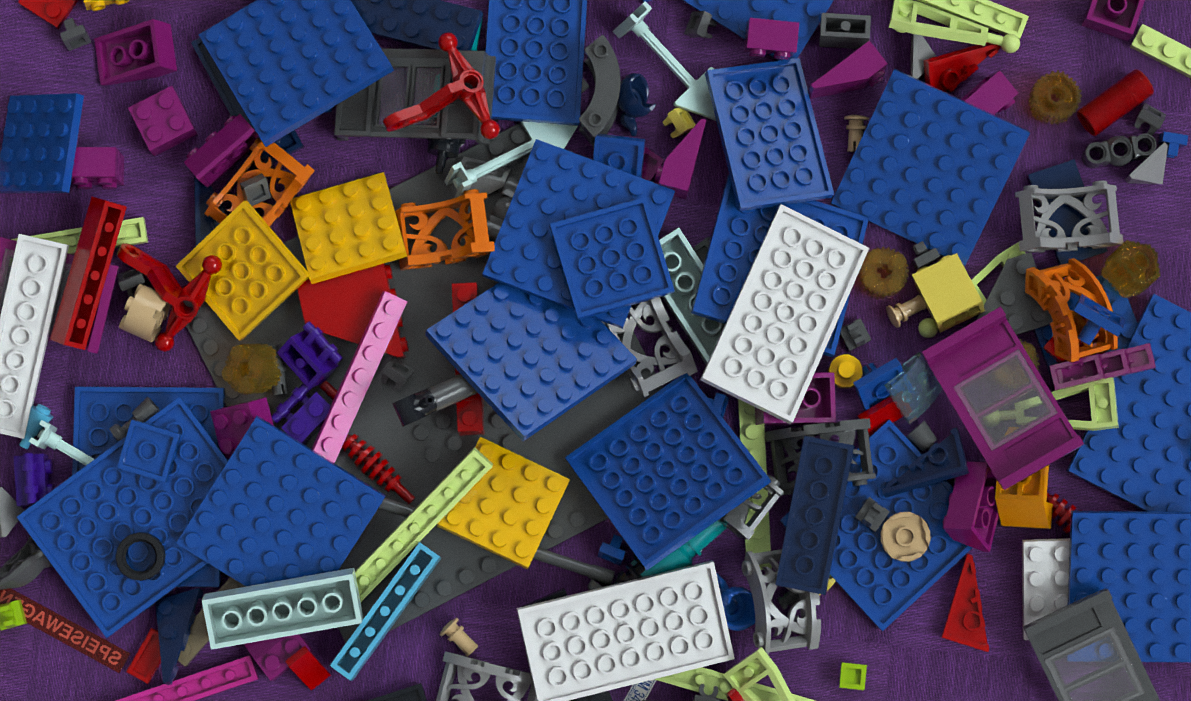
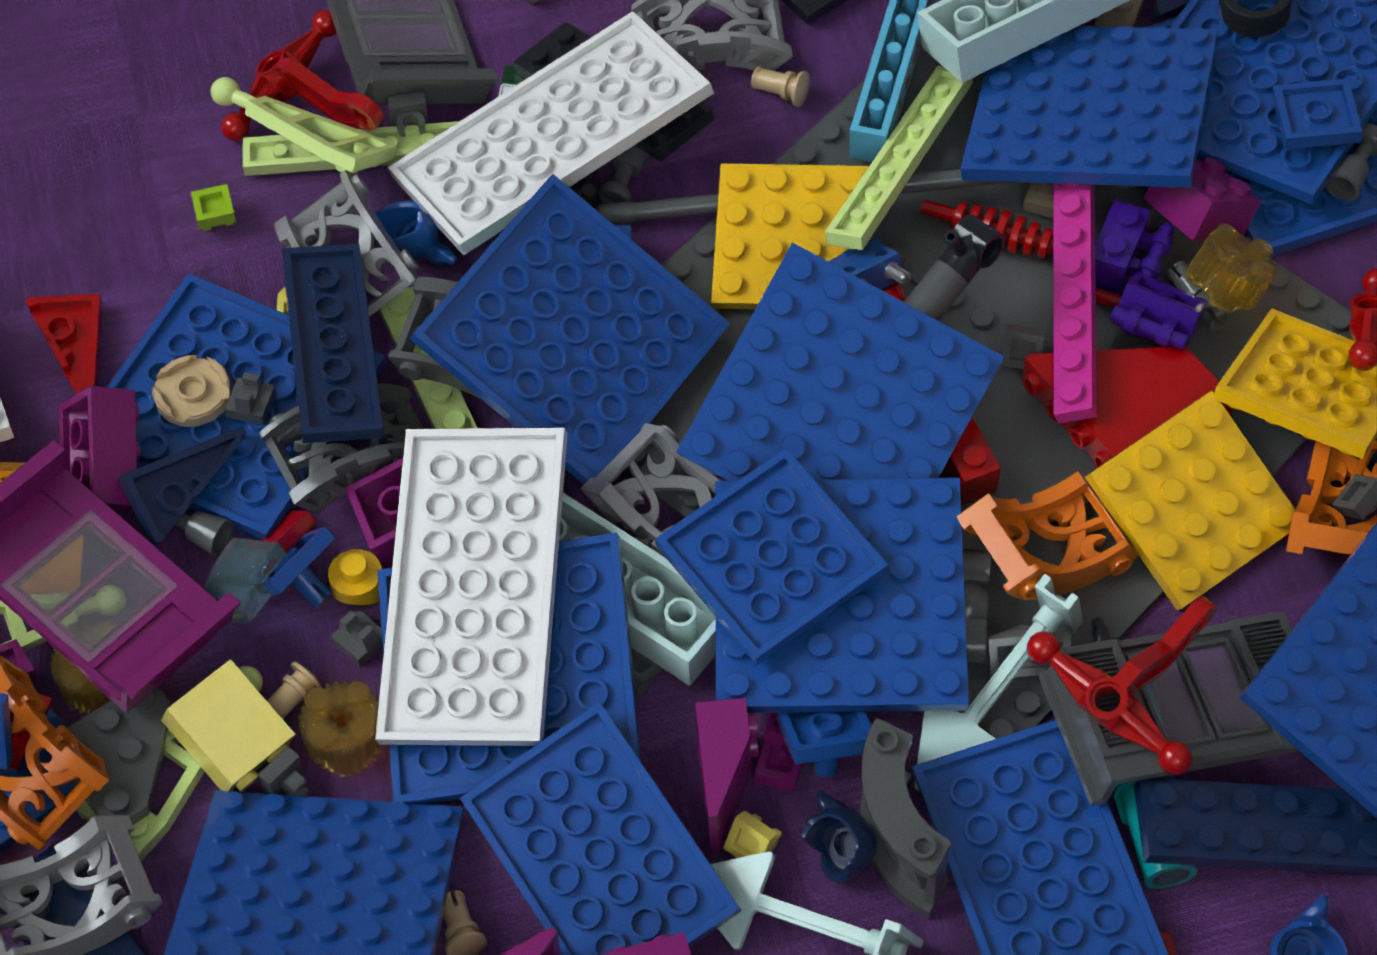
camera: 160 degrees right, 25 degrees down
(476, 437) = (874, 264): none -> blue piece

